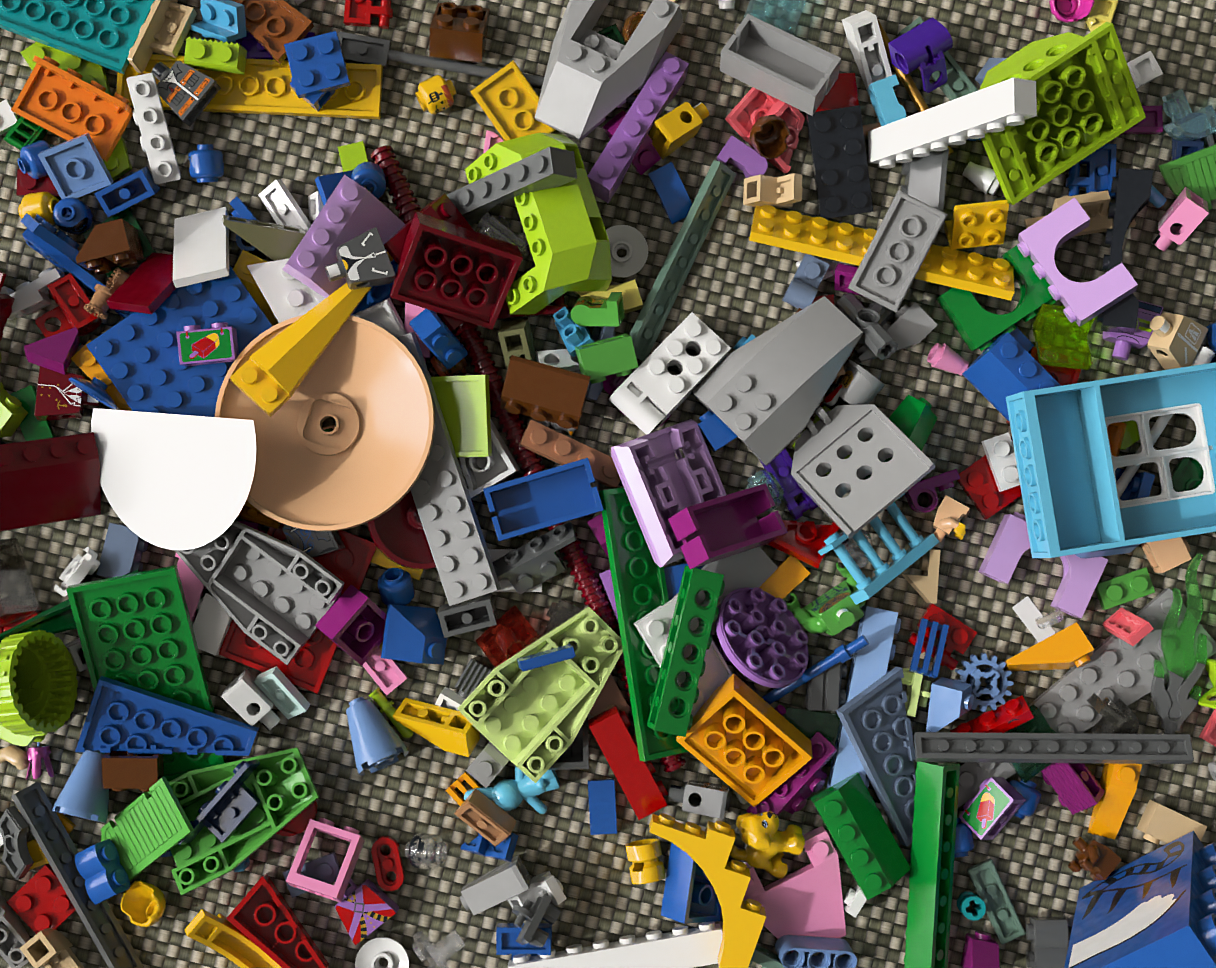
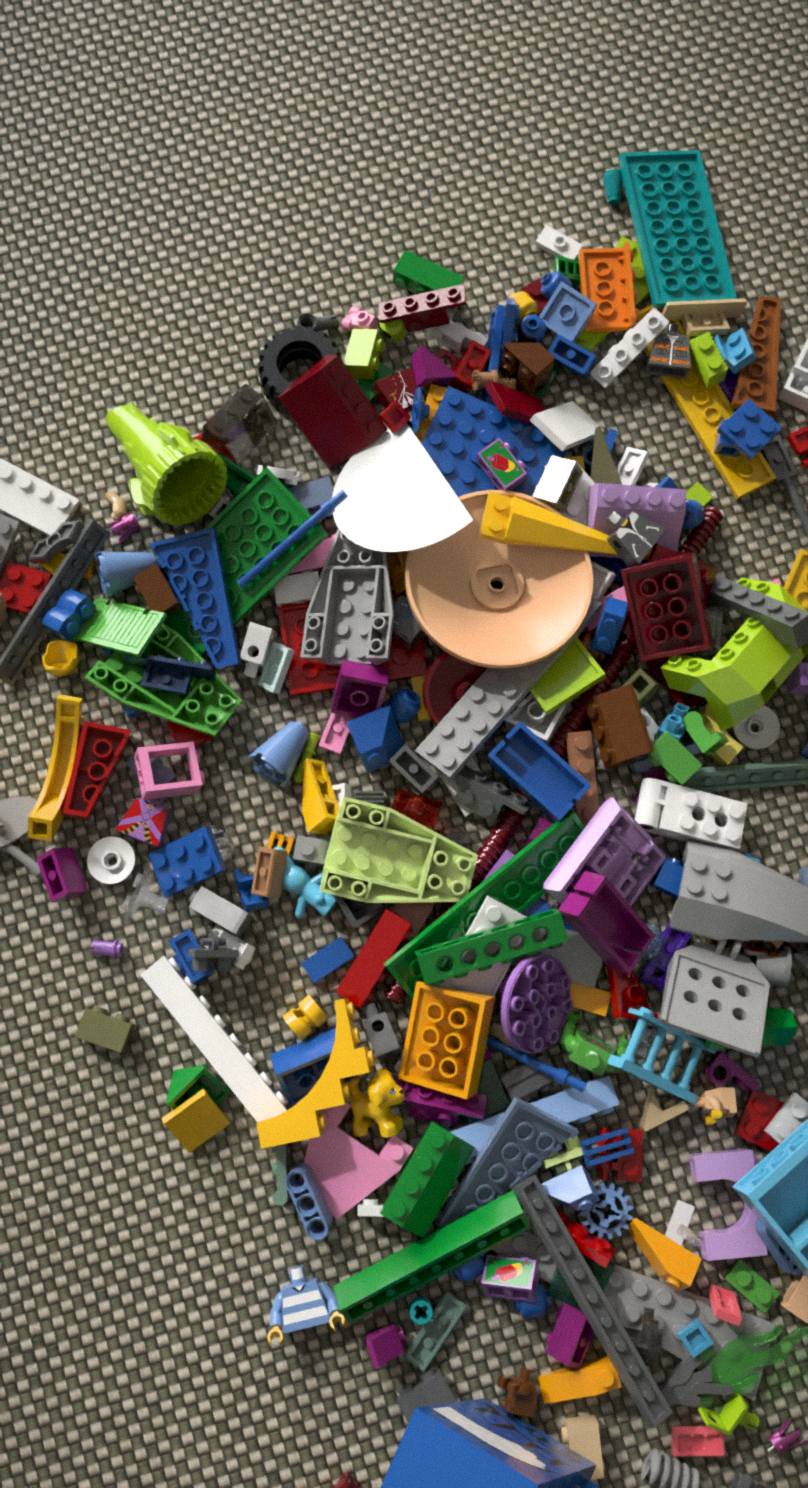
camera: 55 degrees right, 10 degrees down
(85, 418) = (394, 416): none -> red plate
(150, 555) = (326, 509): none -> blue bar
(206, 163) = (626, 399): blue head -> none
(260, 300) = (558, 482): none -> brick
(389, 862) = (189, 818): red plate -> none
(428, 891) = (187, 861): none -> blue plate
(435, 94) = (781, 527): yellow head -> none
(546, 657) = (422, 841): blue tile -> none
(1139, 670) = (695, 1338): none -> dark azure tile

